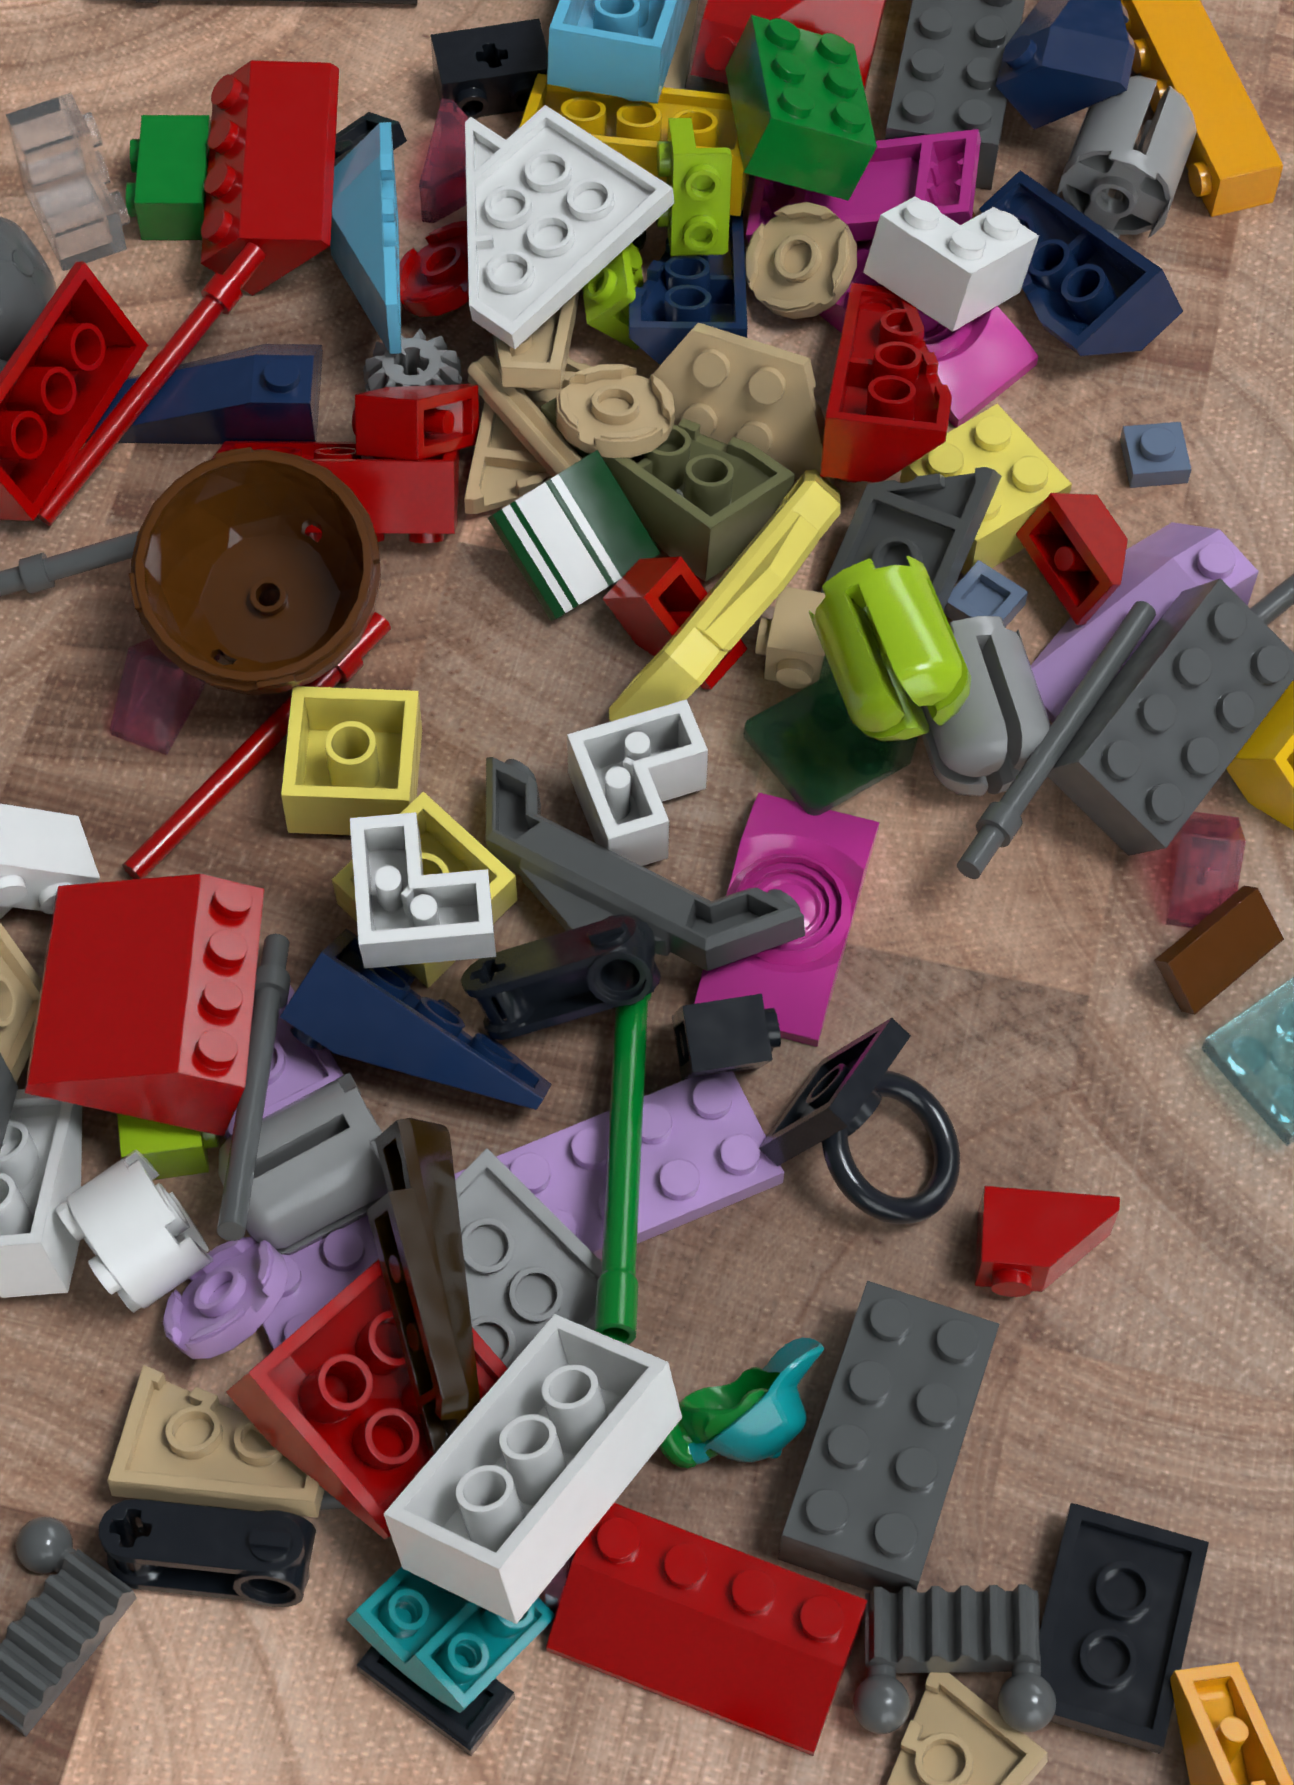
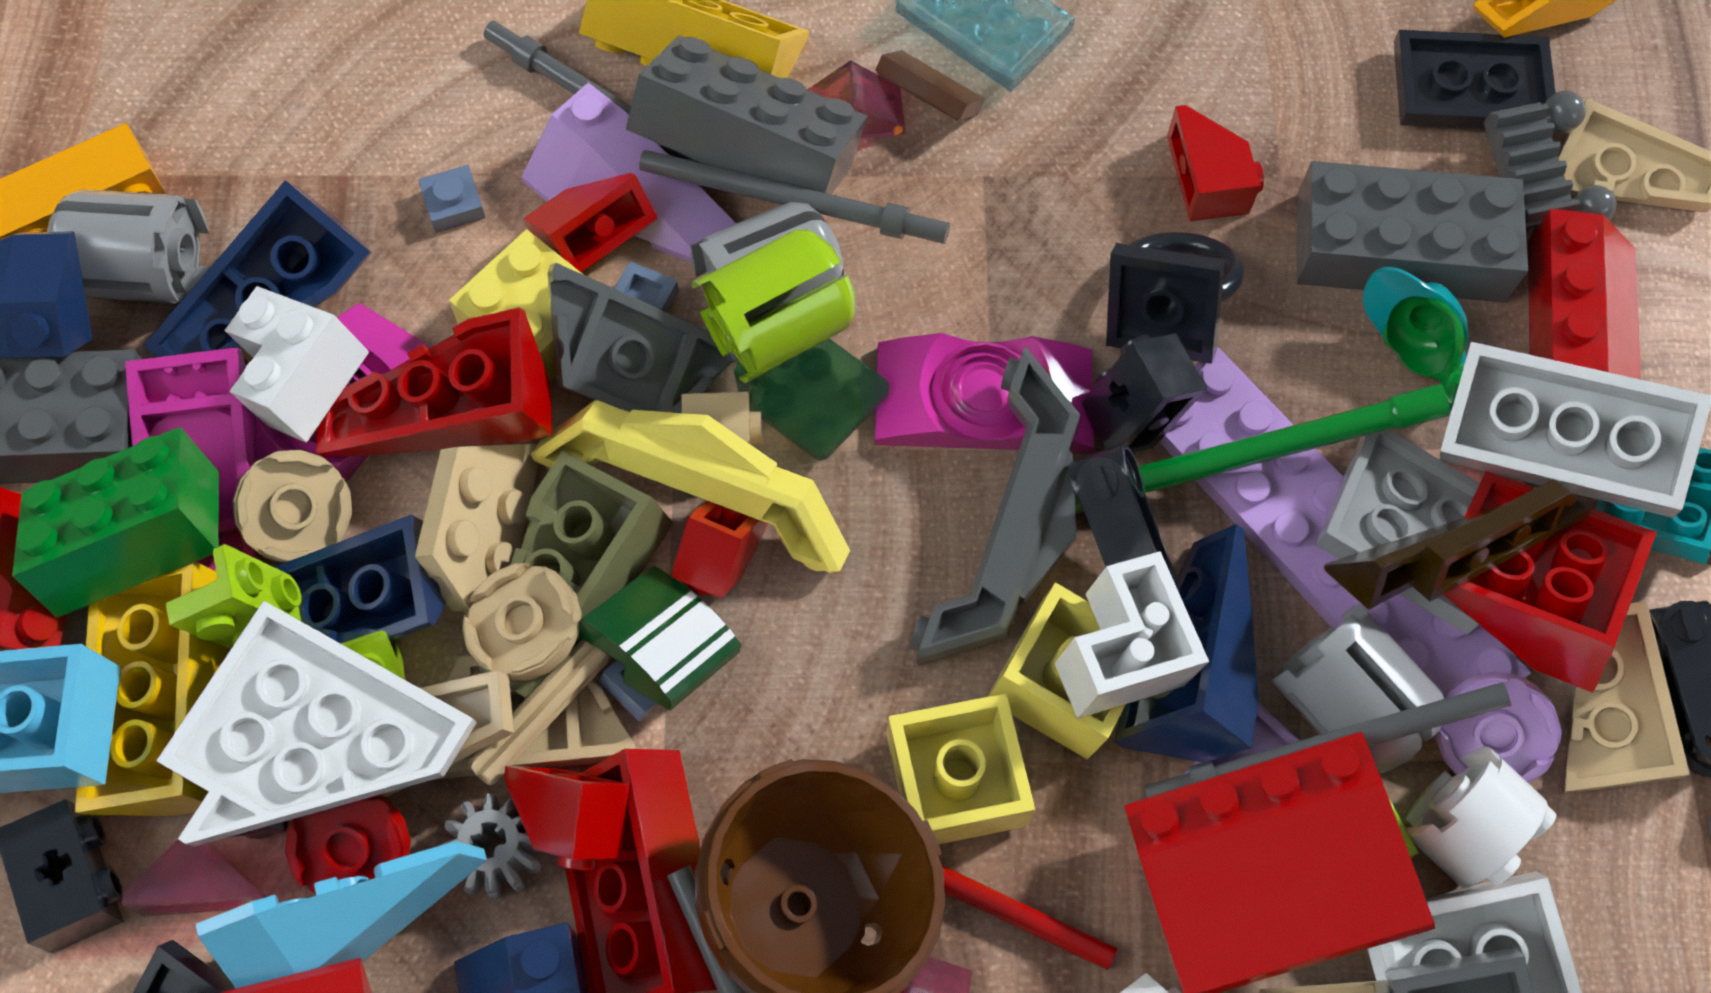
camera: 105 degrees left, 5 degrees up
(629, 770) = (909, 536): white brick -> none

